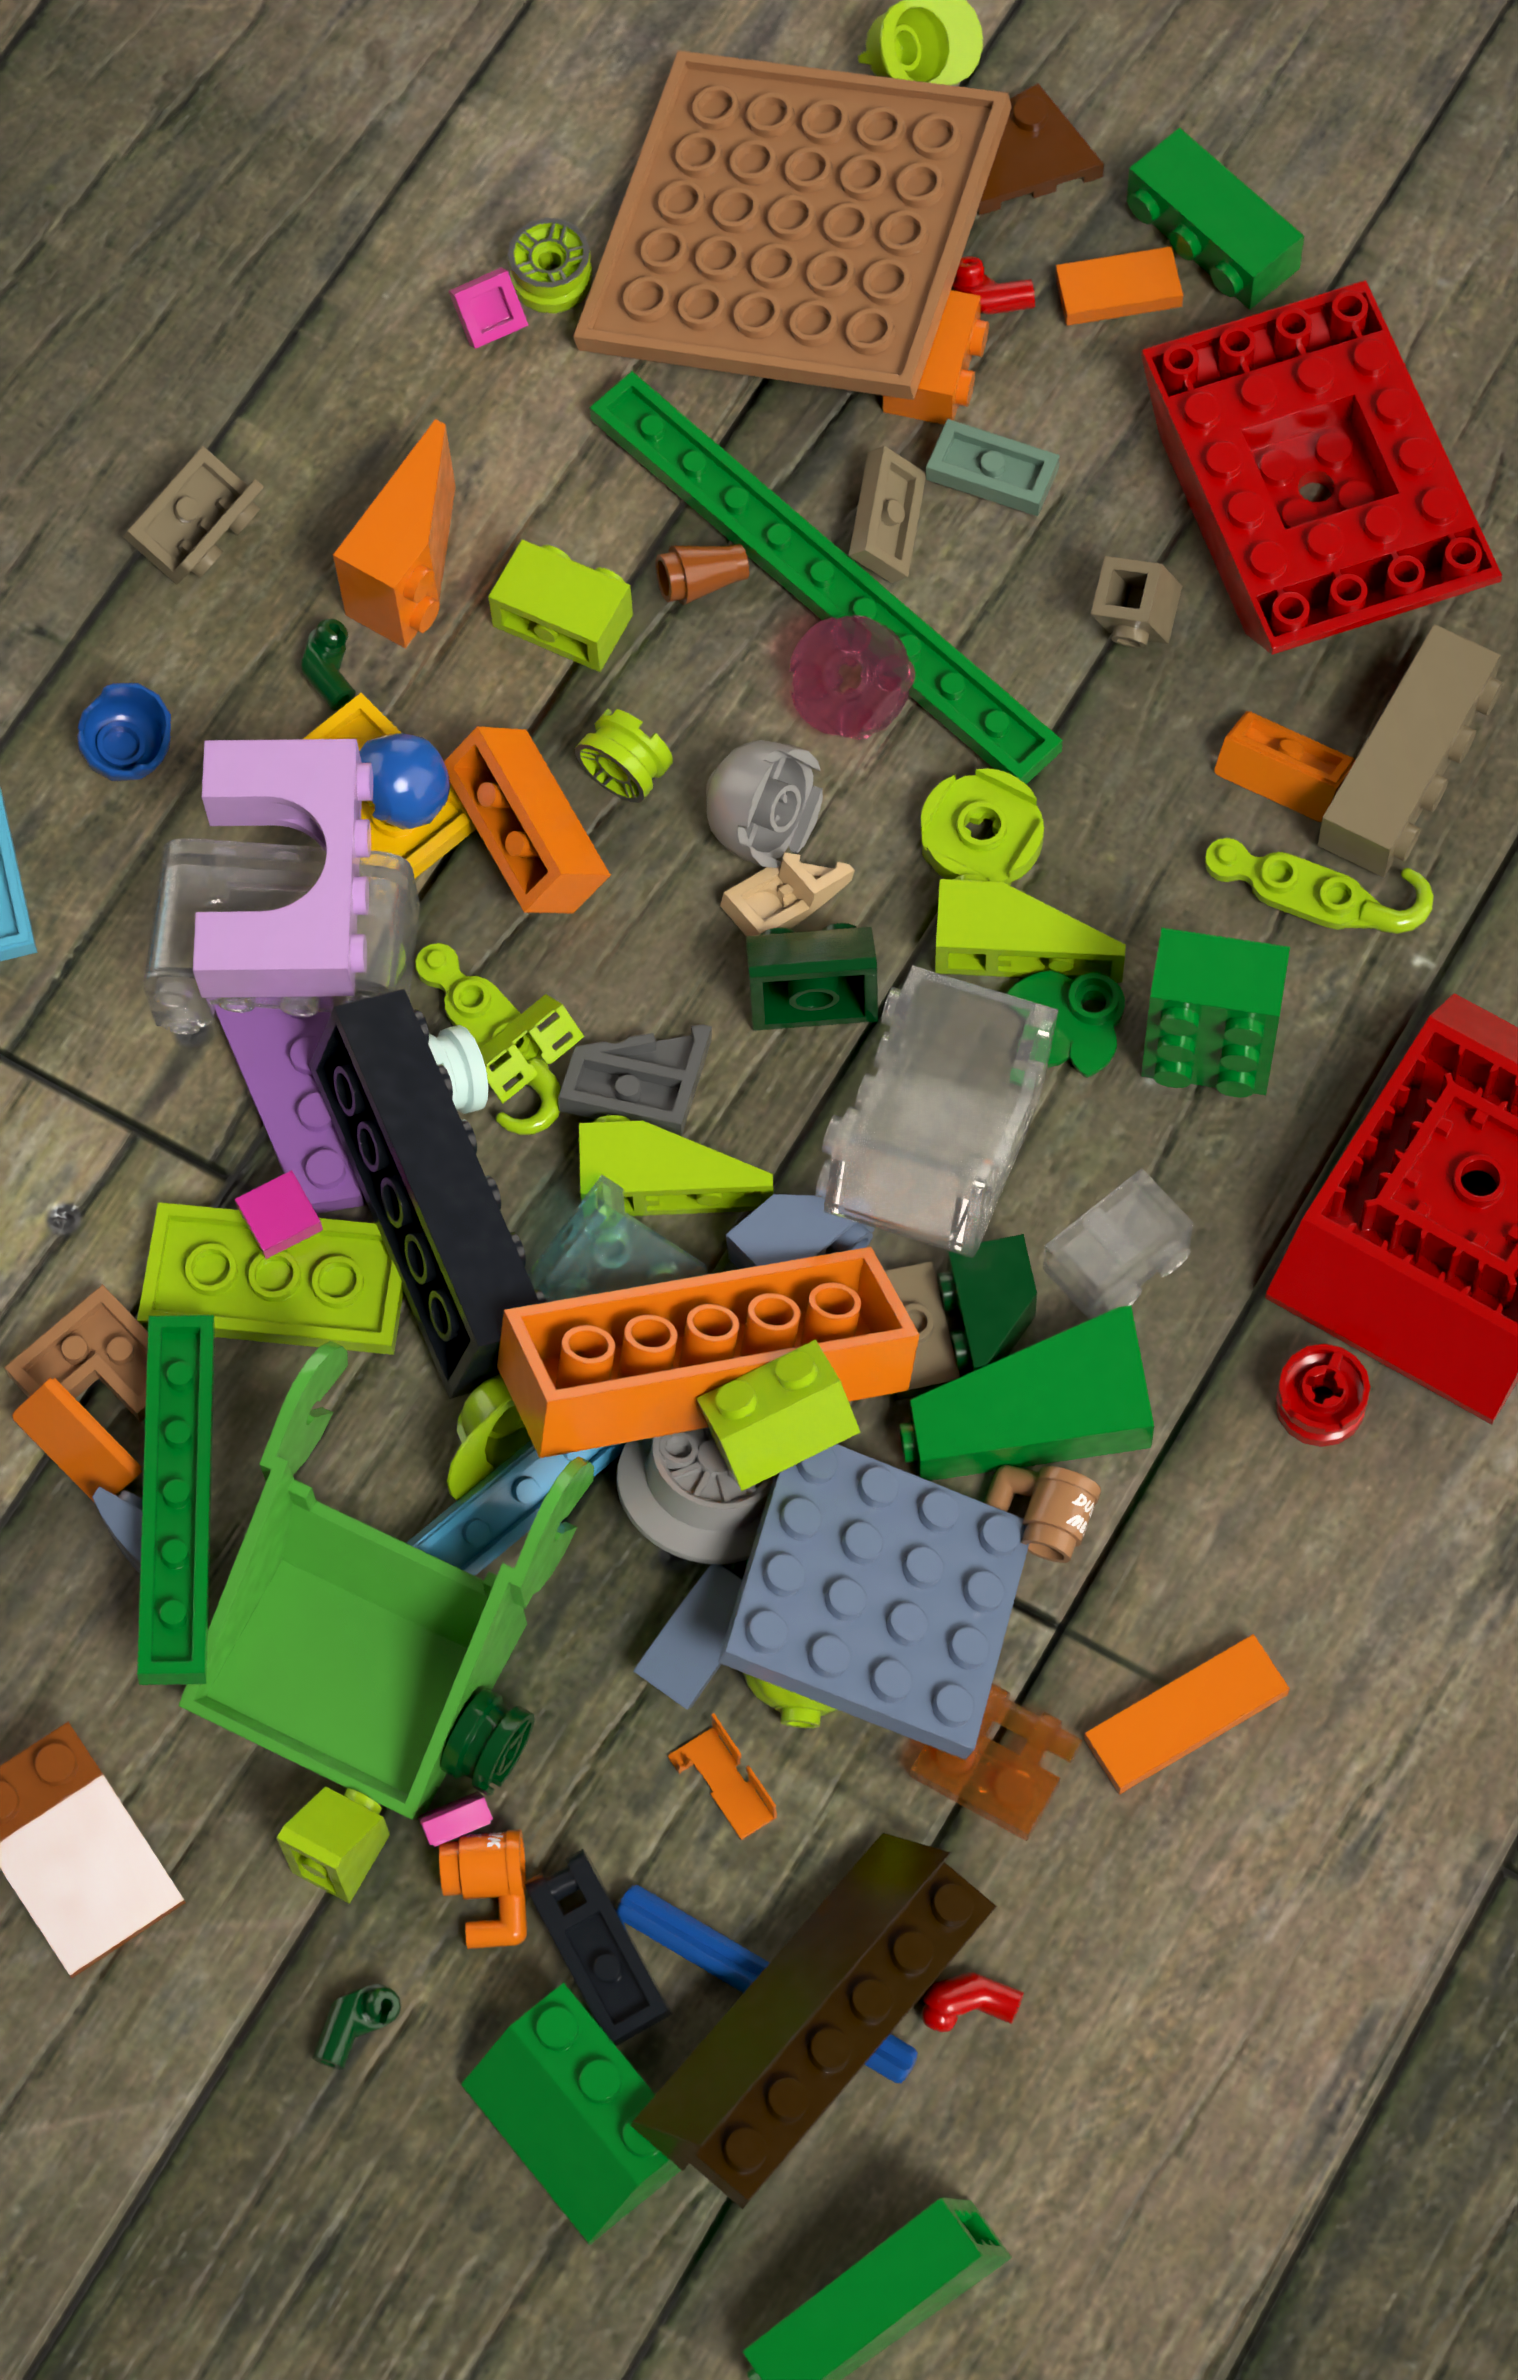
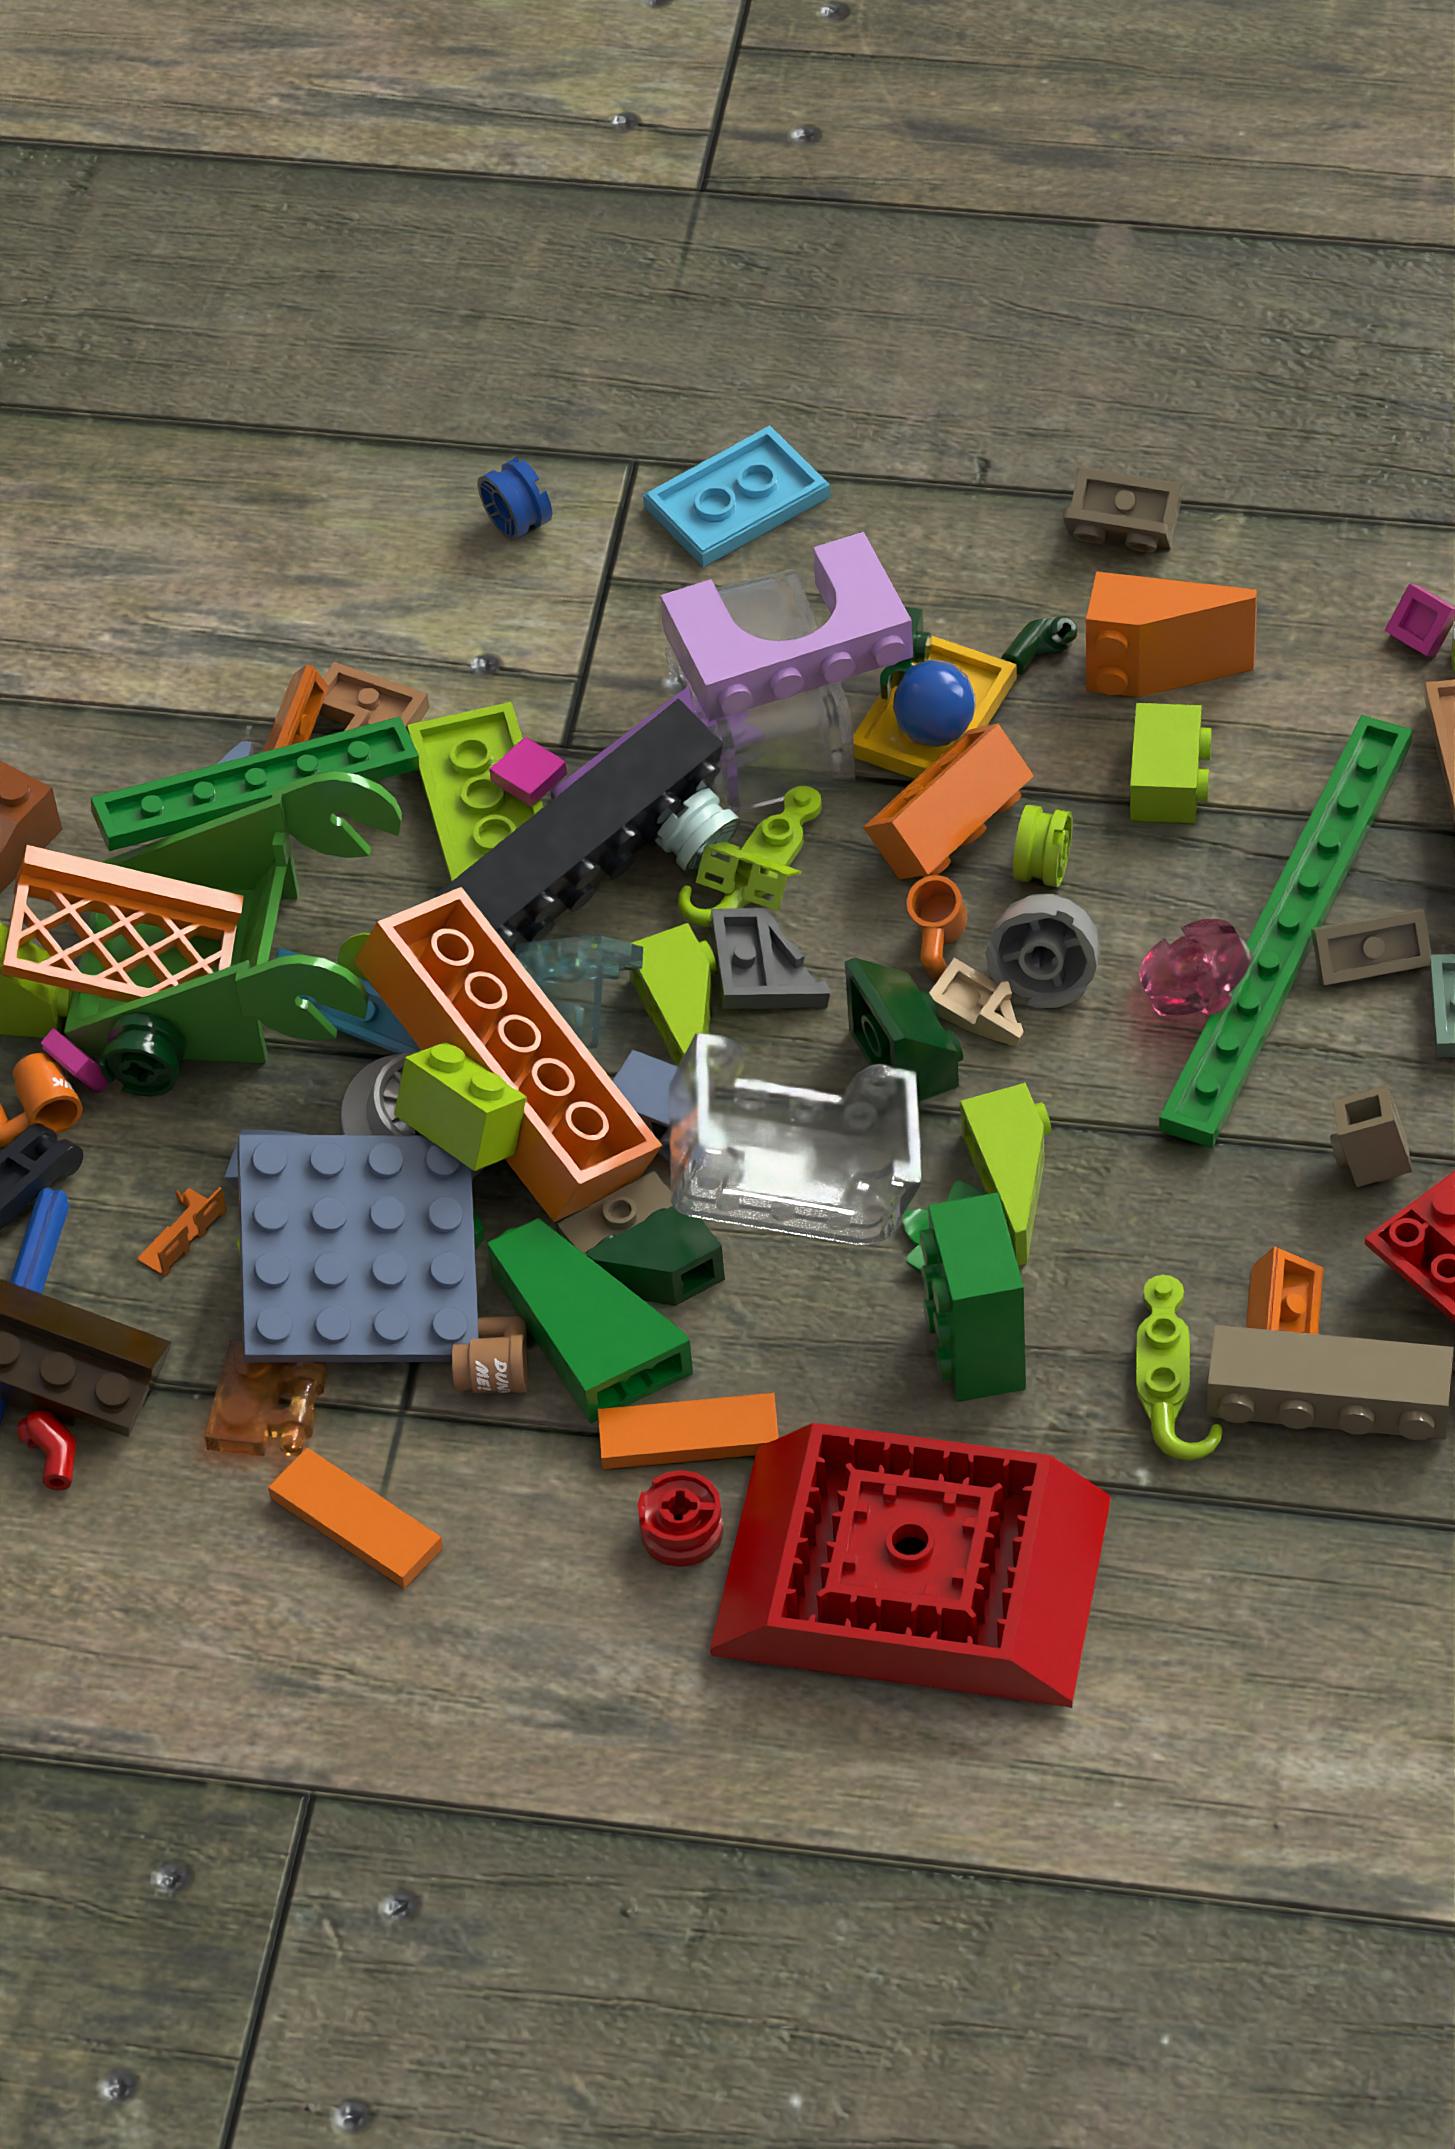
camera: 70 degrees right, 15 degrees down
(125, 732) = (906, 536): blue hair -> none
(281, 1691) = (127, 900): none -> orange fence
(675, 879) = (940, 917): none -> orange piece
(699, 570) = (1248, 840): dark orange cone -> none
(971, 799) = (1104, 1140): lime plate -> none
(1119, 1246) = (753, 1328): clear brick -> none
(1208, 1354) = (686, 1430): none -> orange tile

